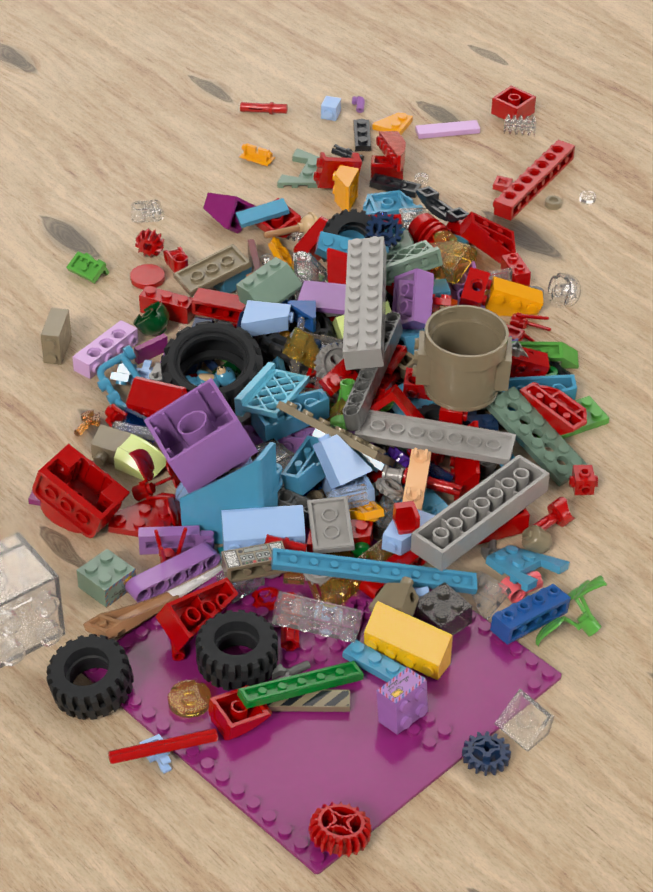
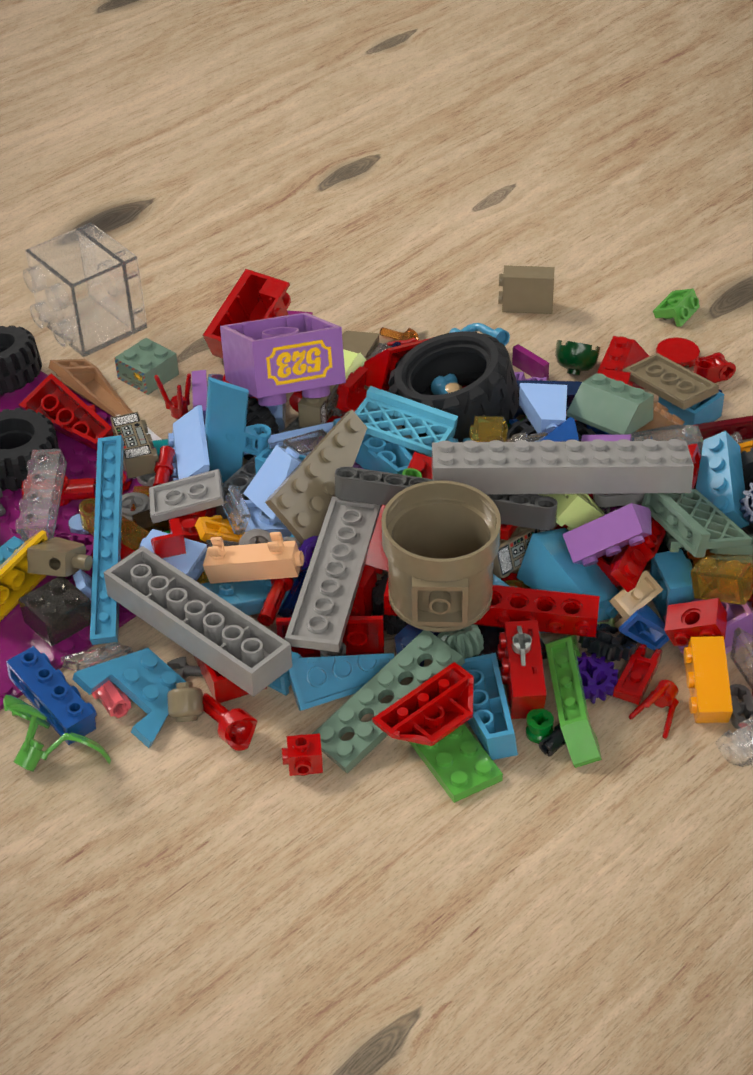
camera: 90 degrees right, 0 degrees up
(104, 348) = (526, 331): lavender brick -> none
(149, 242) = (732, 339): red gear -> none
(172, 572) = (149, 404): medium lavender beam -> none

